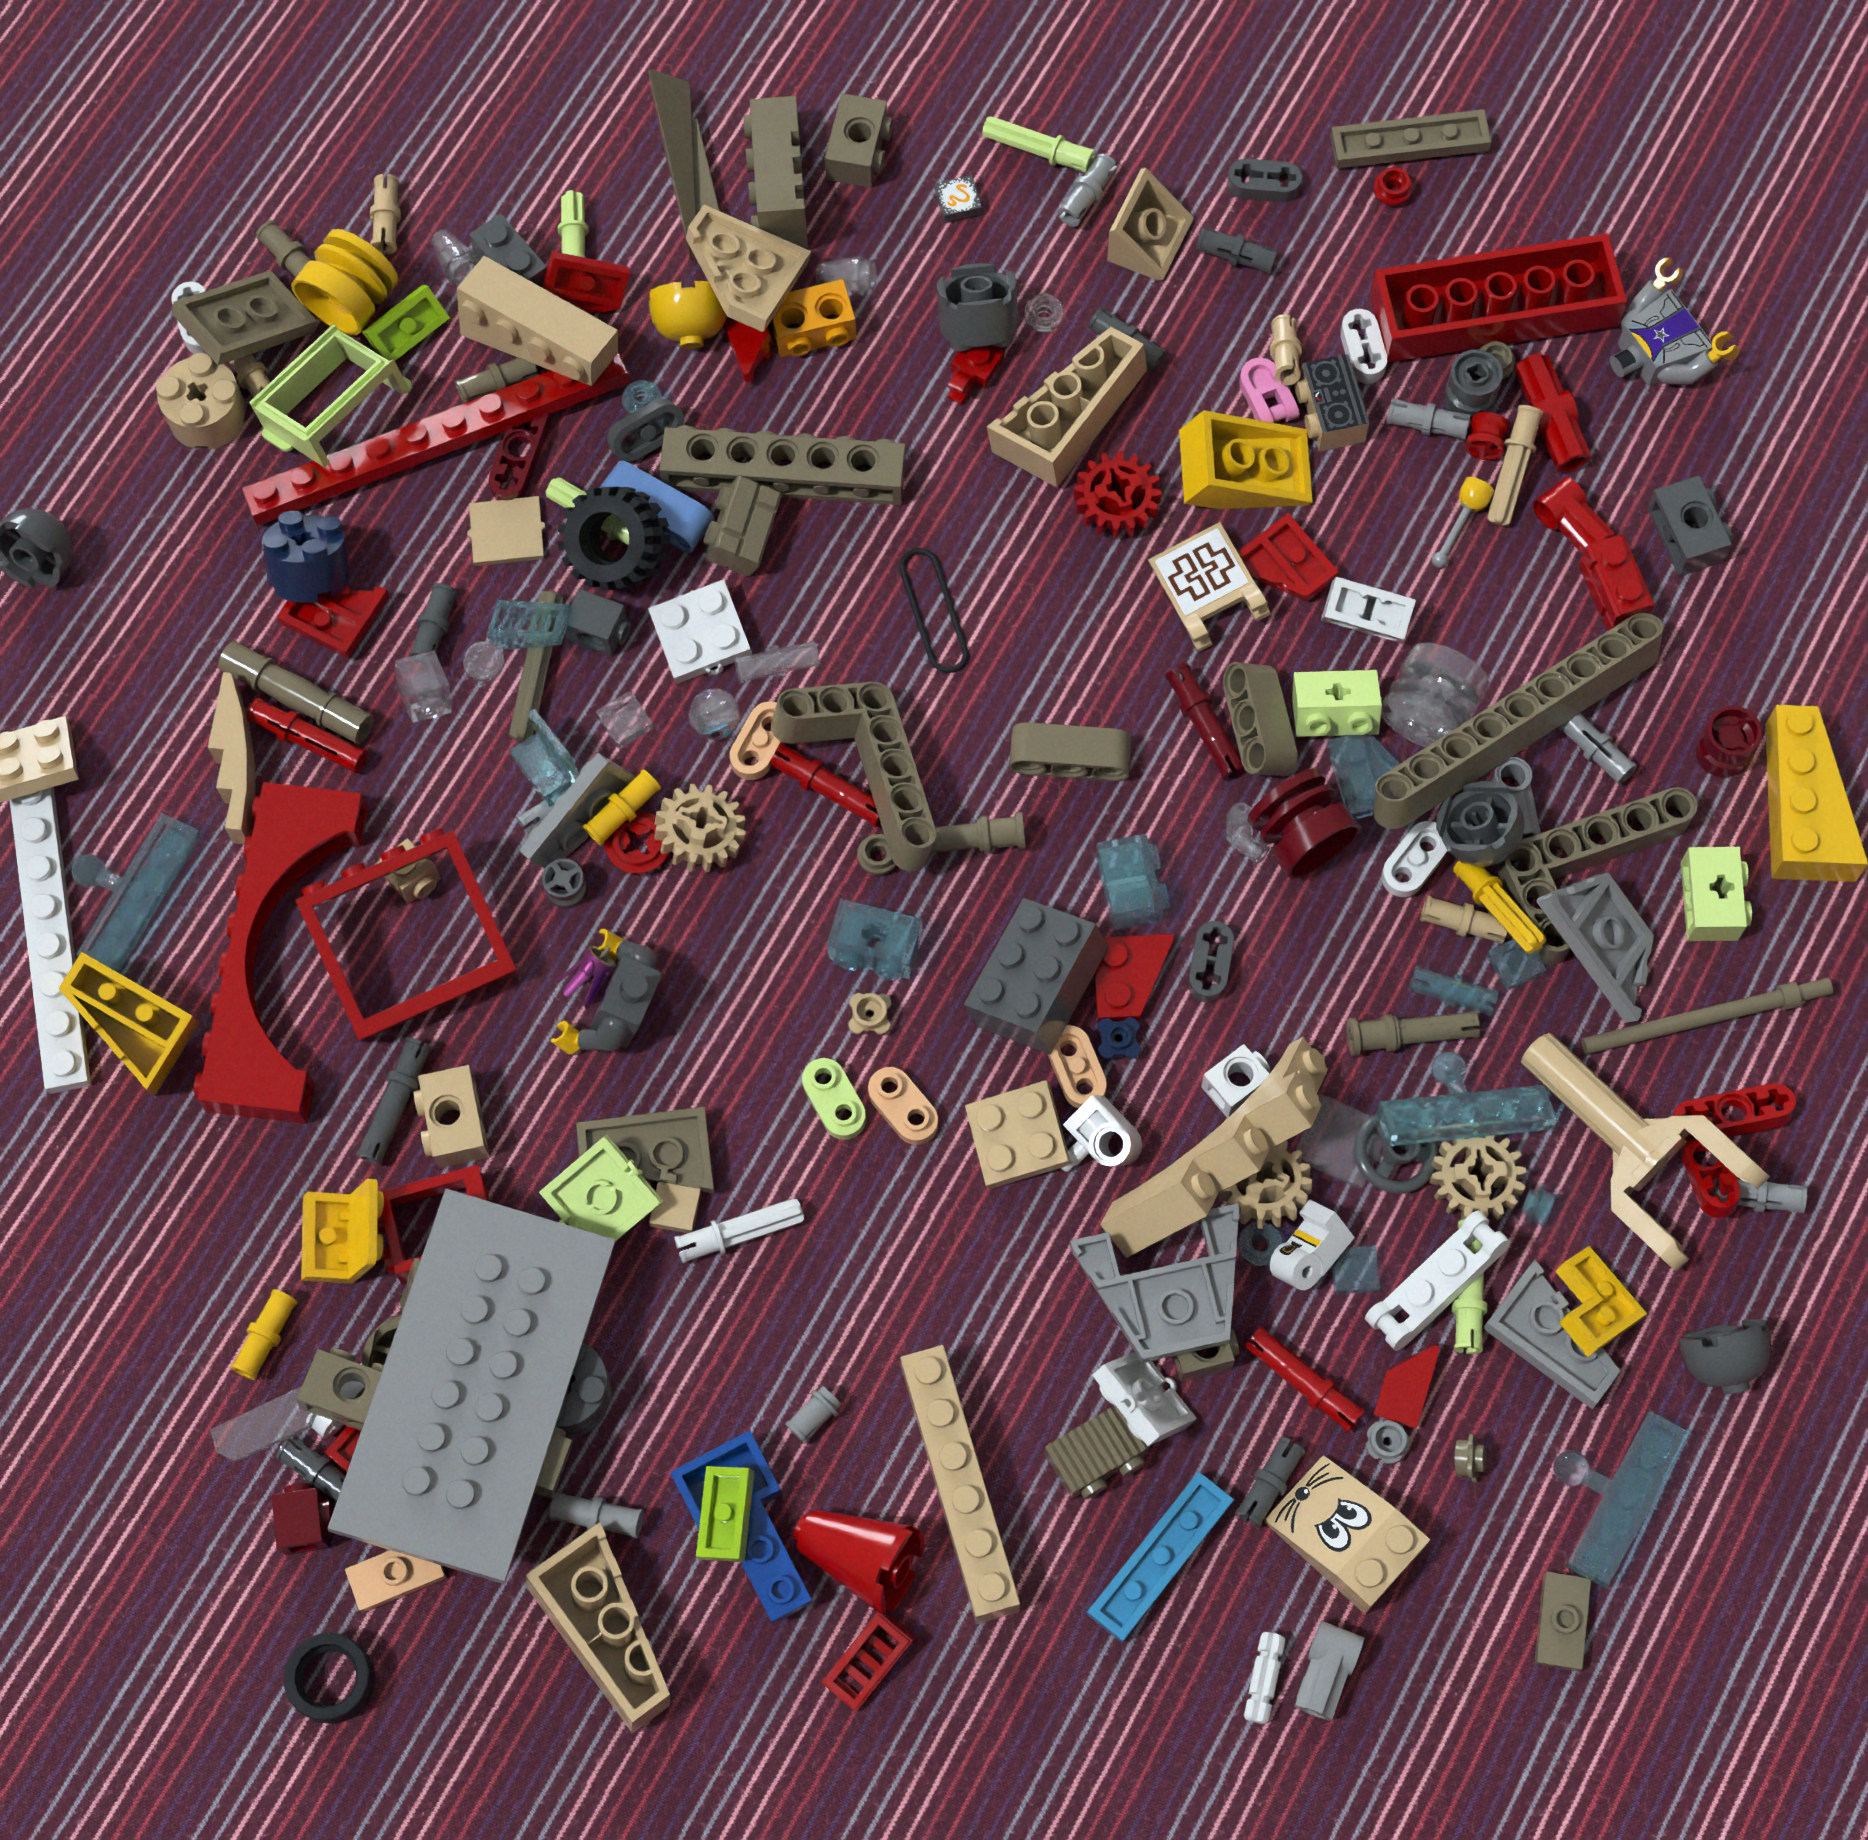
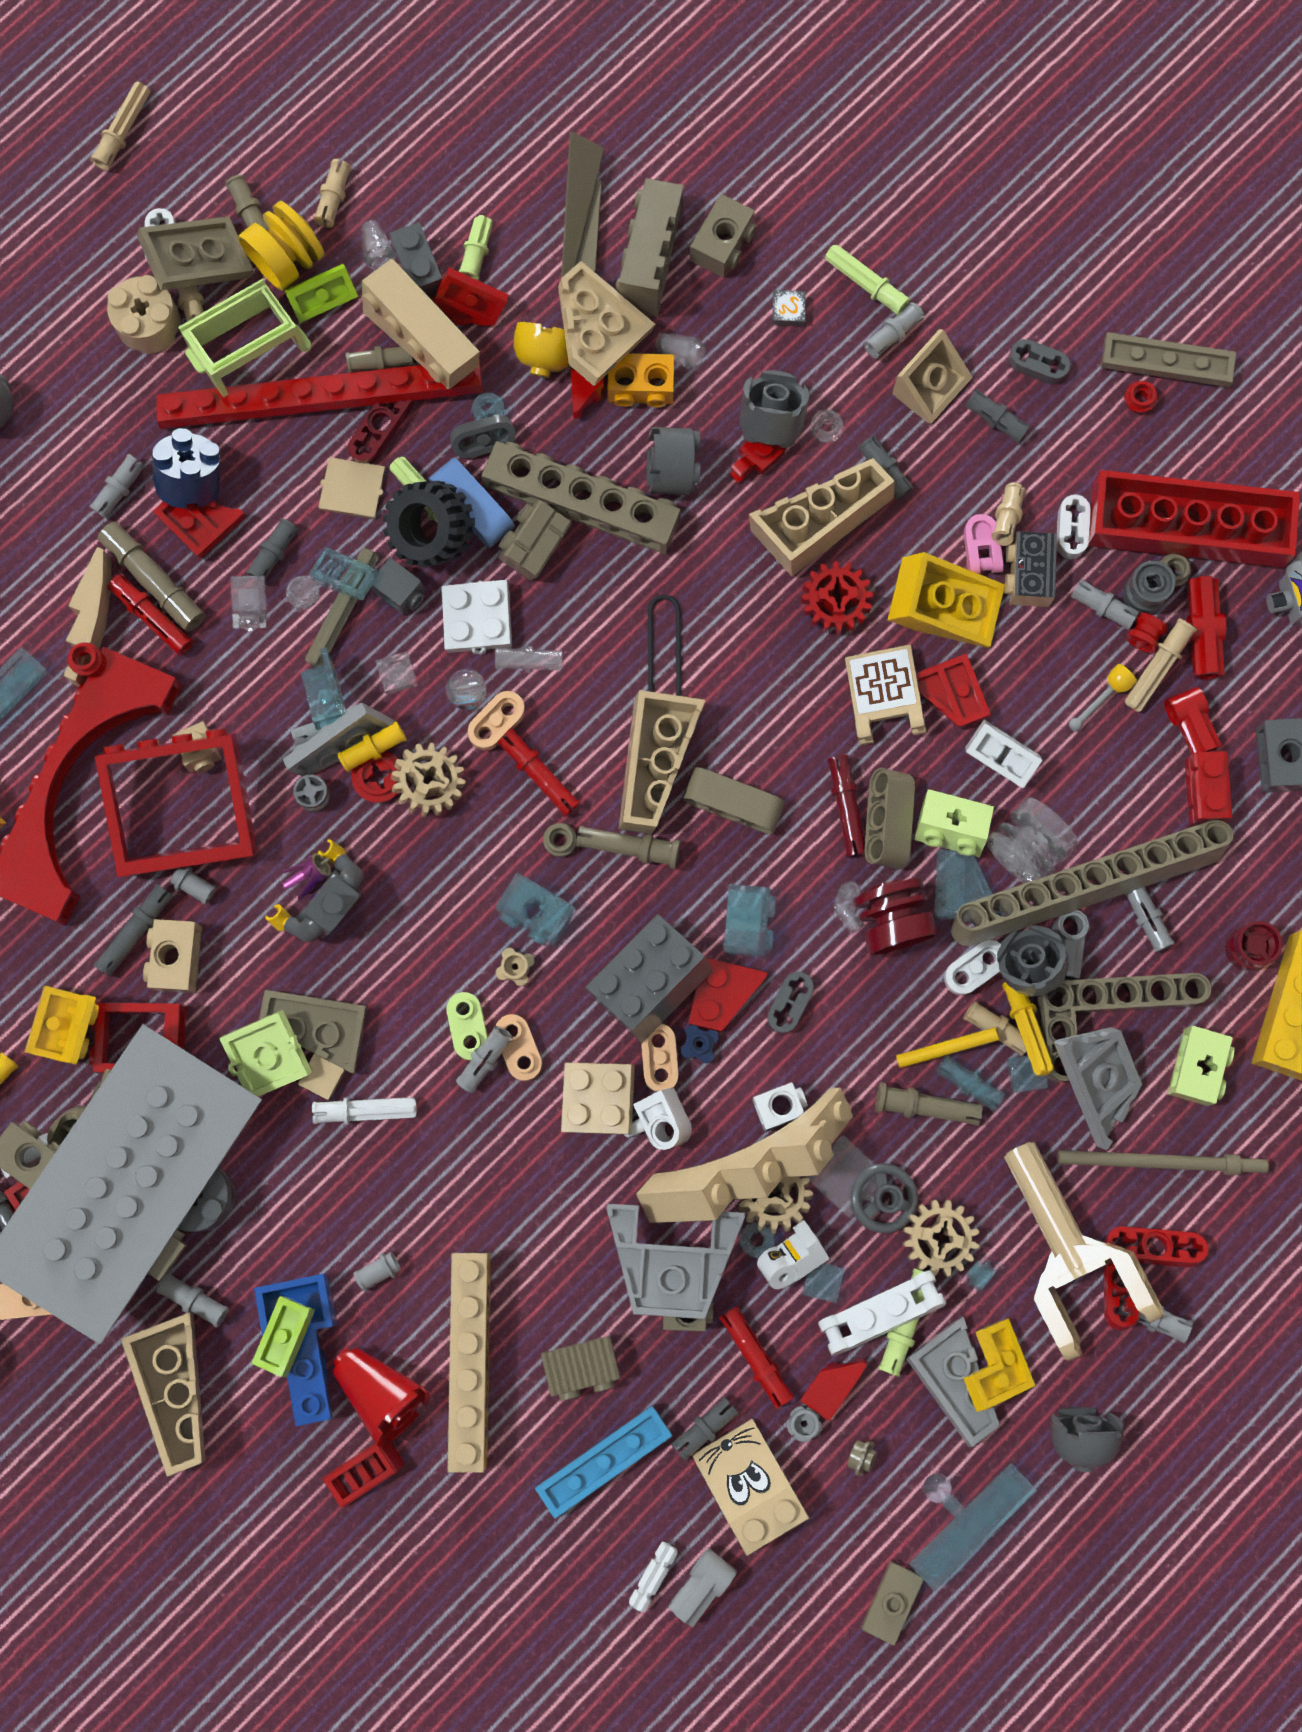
camera: 15 degrees right, 10 degrees up
(107, 221) = (114, 137): none -> tan axle
(224, 602) = (117, 486): none -> light grey pin
(241, 790) = (78, 652): none -> red plate
(451, 1028) = (193, 884): none -> light grey pin
(857, 1154) = (496, 1042): none -> light grey pin
(872, 718) = (580, 764): dark tan beam -> none
(878, 394) = (671, 461): none -> dark grey brick
(961, 720) = (656, 749): none -> tan wedge
(1140, 1397) = (626, 1341): white plate -> none
(1413, 956) = (947, 1047): none -> yellow bar
(1464, 1113) = (945, 1187): clear light blue plate -> none

